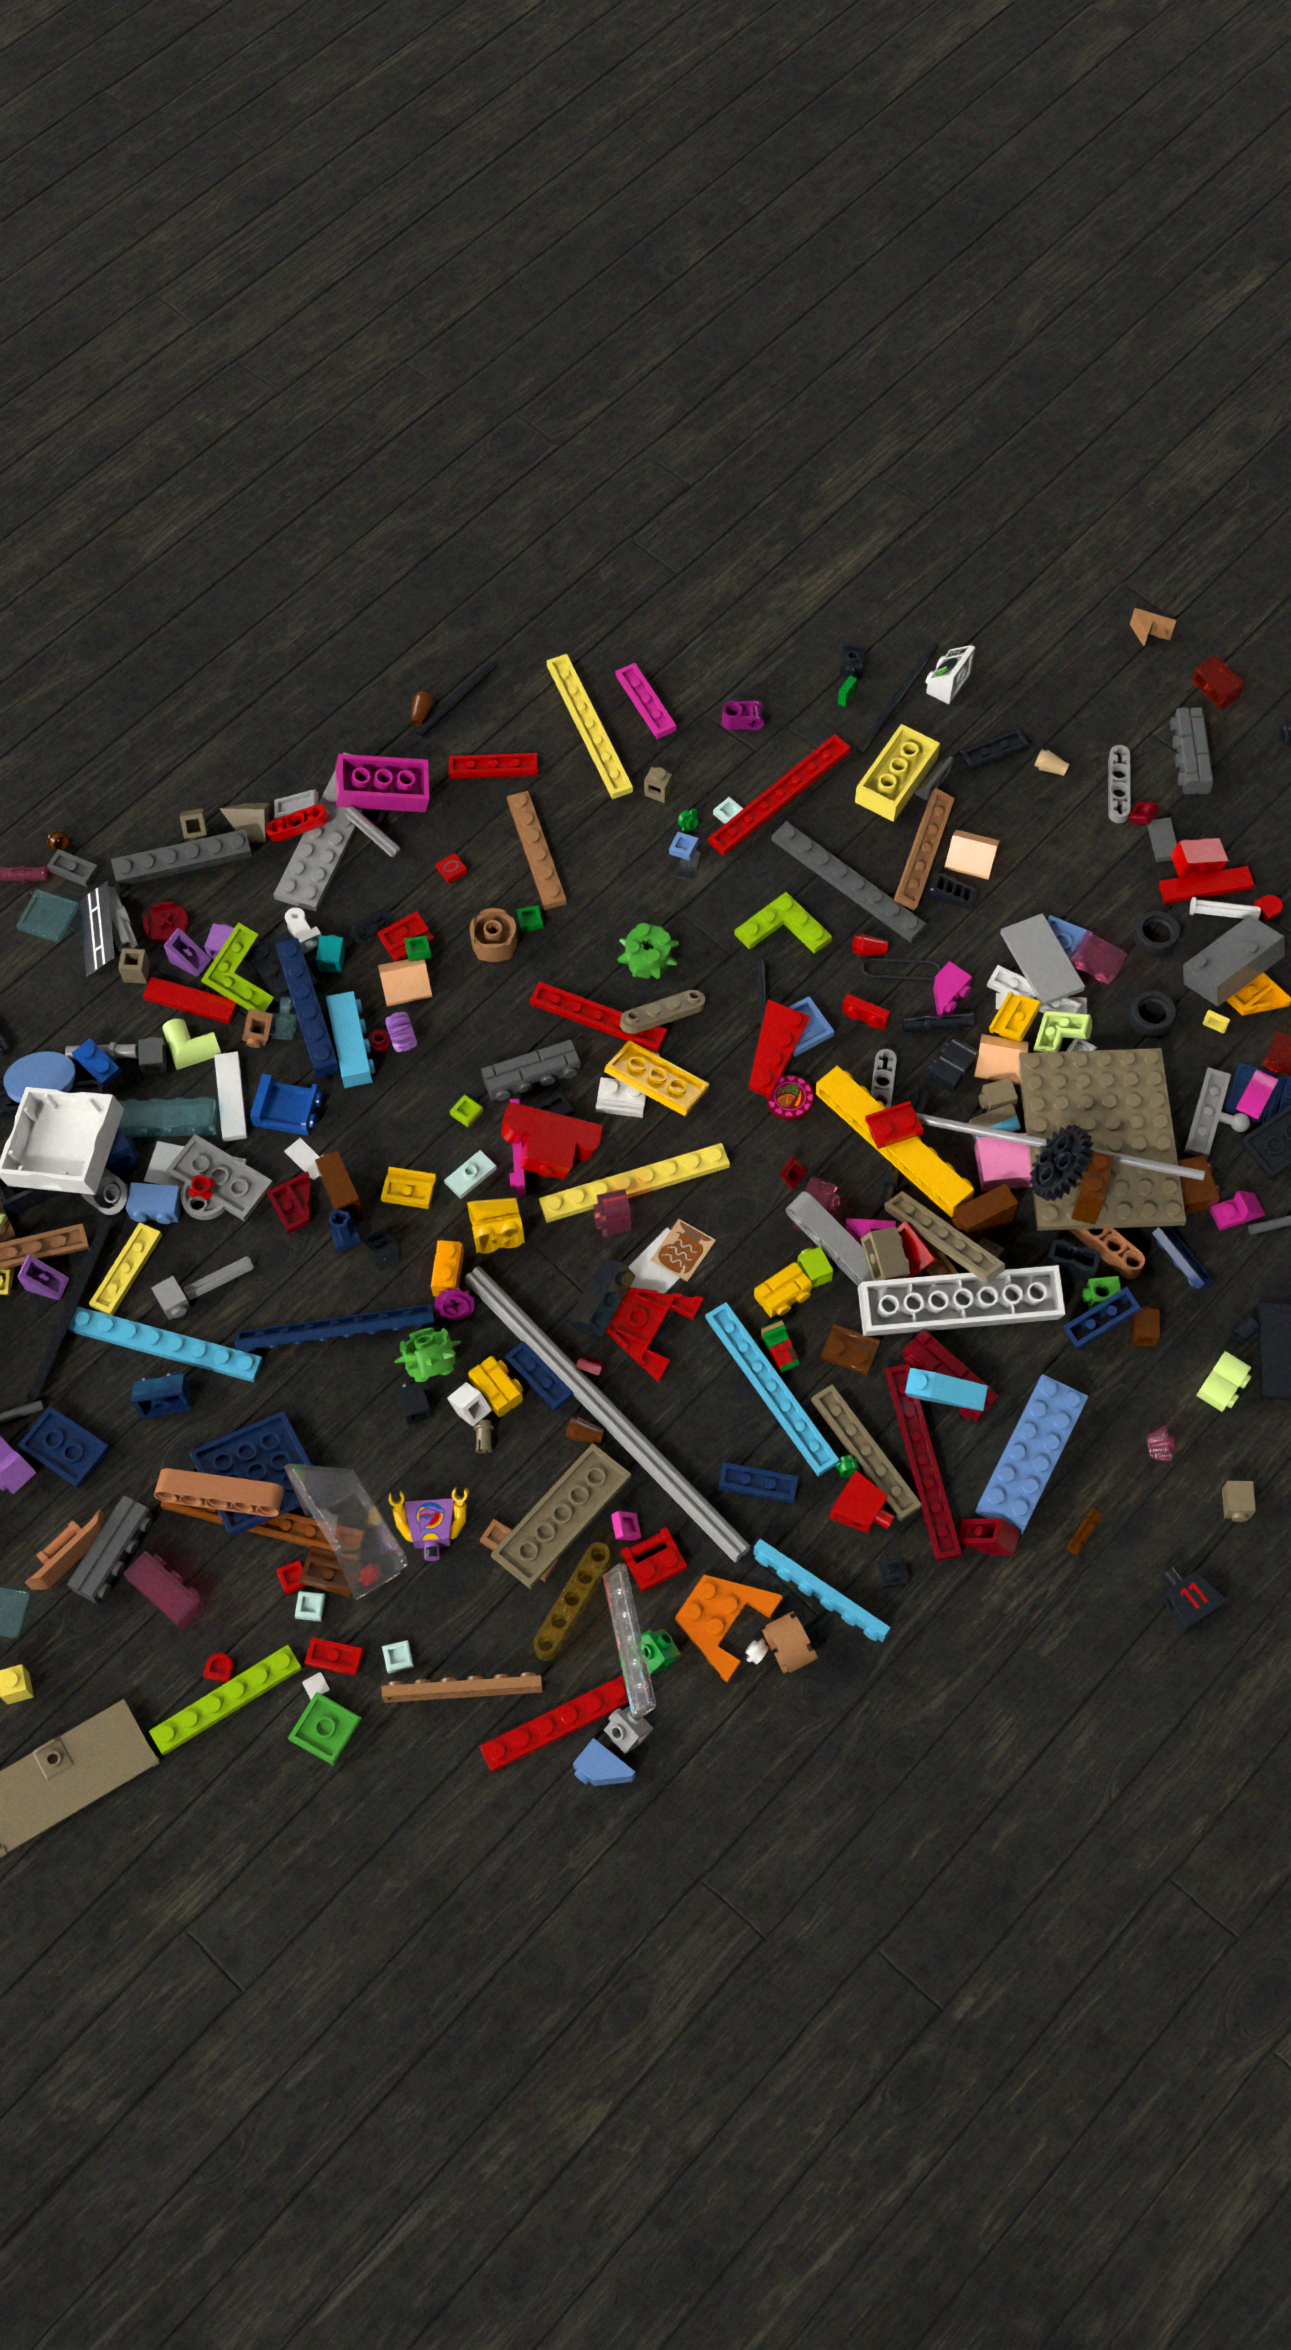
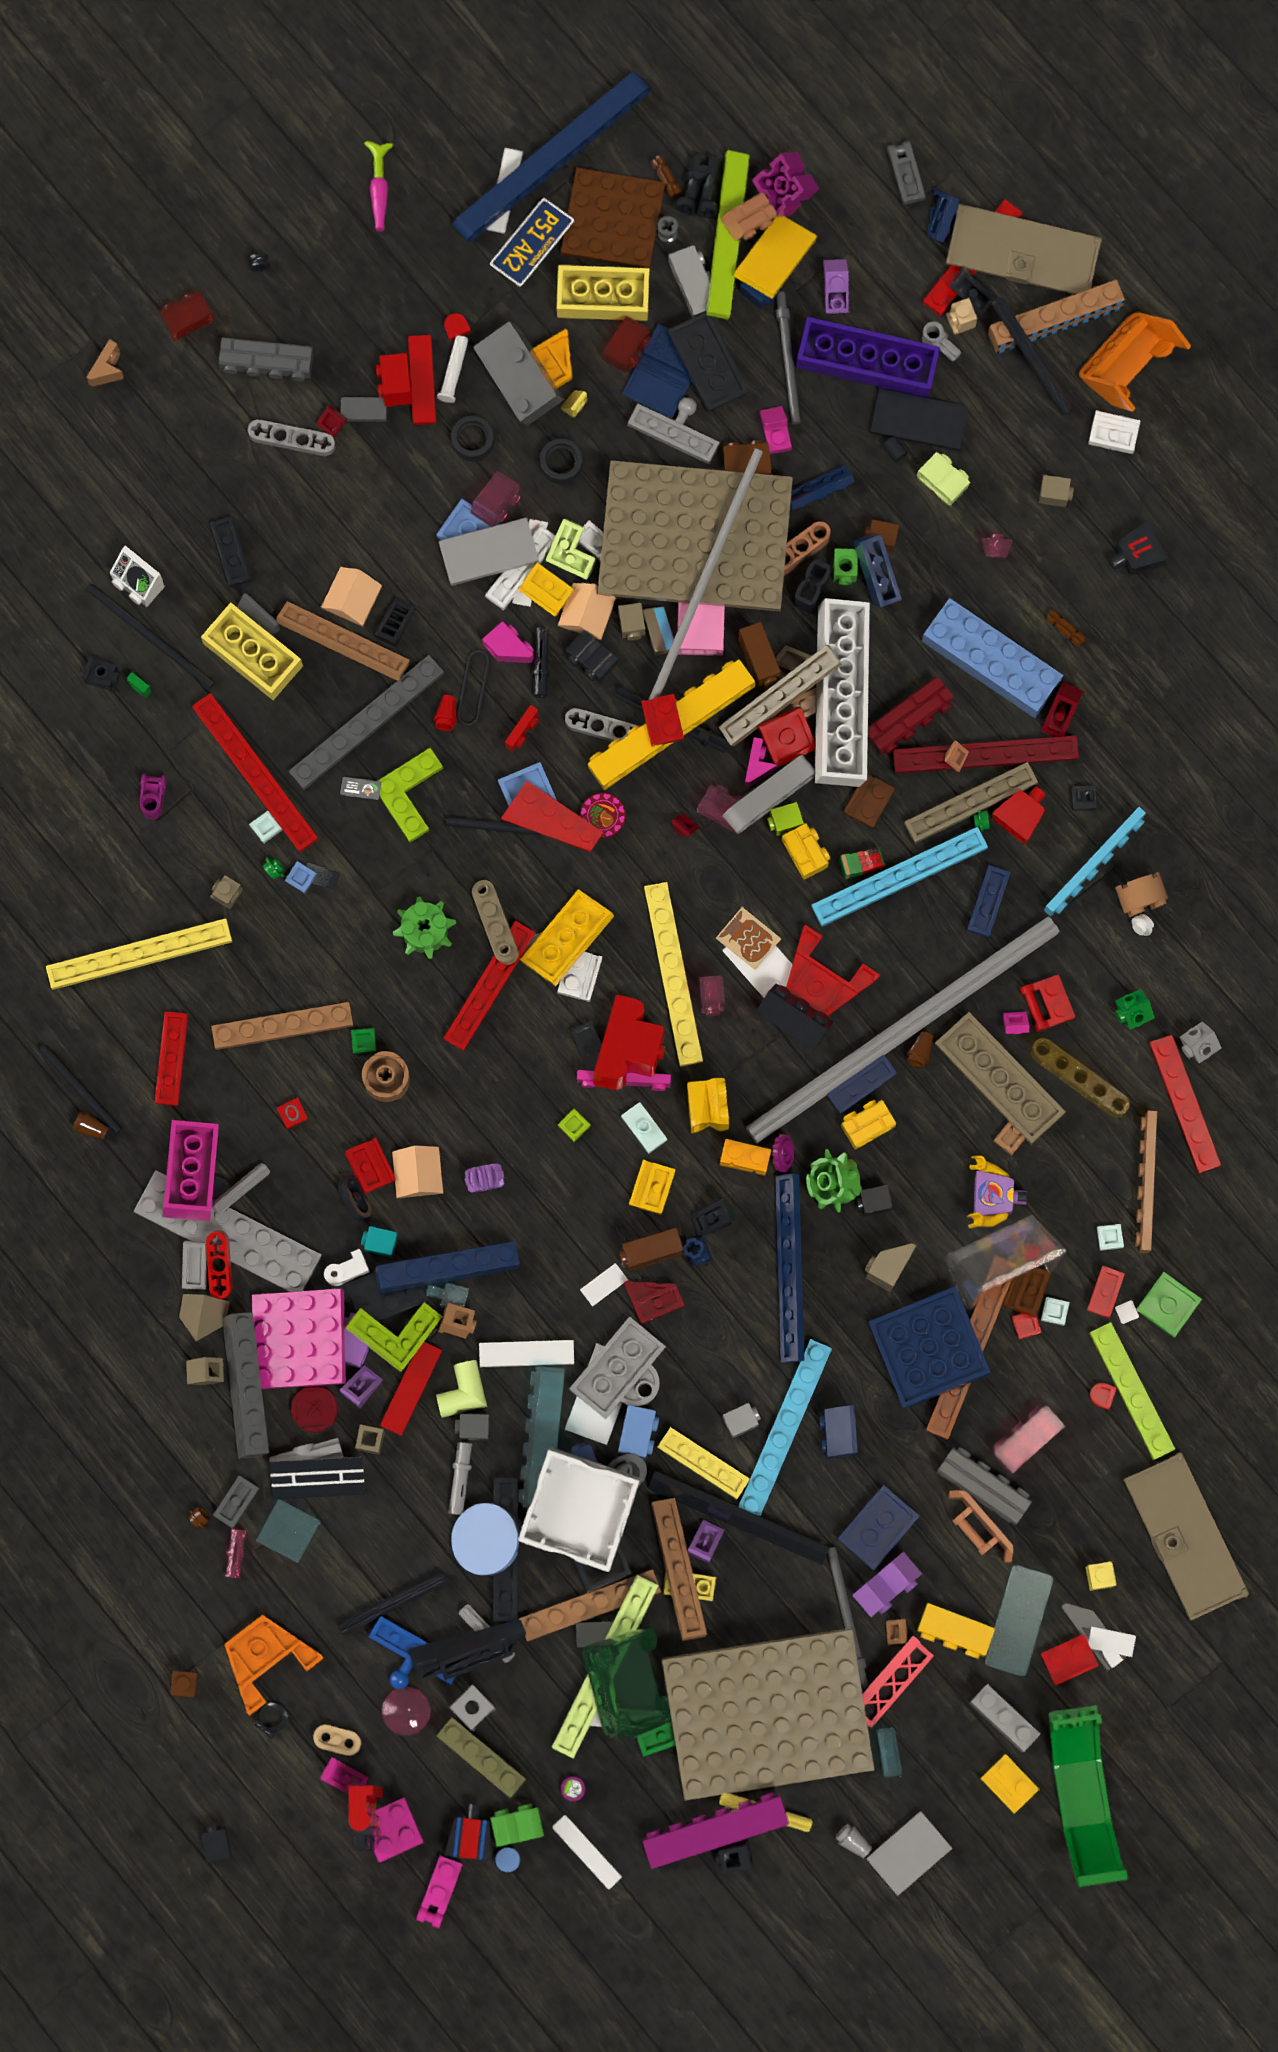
camera: 85 degrees left, 15 degrees up
(96, 1062) = (477, 1481): blue plate -> none
(197, 1182) = (635, 1388): red plate -> none
(218, 1278) = (722, 1375): light grey axle -> none
(219, 1492) = (953, 1377): nougat beam -> none
(229, 893) = (300, 1338): none -> plate
(285, 1106) = (547, 1297): blue panel -> none
(338, 1421) = (888, 1266): none -> dark tan slope
(349, 1039) = (481, 1231): medium azure brick -> none
(382, 1045) = (485, 1209): dark red plate -> none
(417, 948) = (389, 1153): green tile -> none
(469, 1404) = (884, 1149): white brick -> none
(483, 1436) = (914, 1141): dark tan pin -> none
(531, 1070) = (541, 1056): dark grey brick -> none
(591, 1365) = (858, 1035): dark red tile -> none
(601, 1766) = (1228, 1070): medium blue slope -> none
(629, 1641) = (1125, 1030): clear tile -> none
(646, 701) = (116, 892): dark pink plate -> none
(712, 1612) = (1102, 959): orange wing -> none
(780, 883) = (360, 788): none -> sticker
(885, 1254) = (792, 751): dark tan brick -> none
(912, 1425) = (956, 756): none -> nougat slope
(945, 1389) = (929, 721): medium azure slope -> none
(1051, 763) = (258, 499): tan cone -> none
(1061, 1163) = (737, 574): black gear -> none
(1092, 1188) = (762, 551): reddish brown brick -> none
(1257, 1094) = (663, 384): dark pink slope -> none

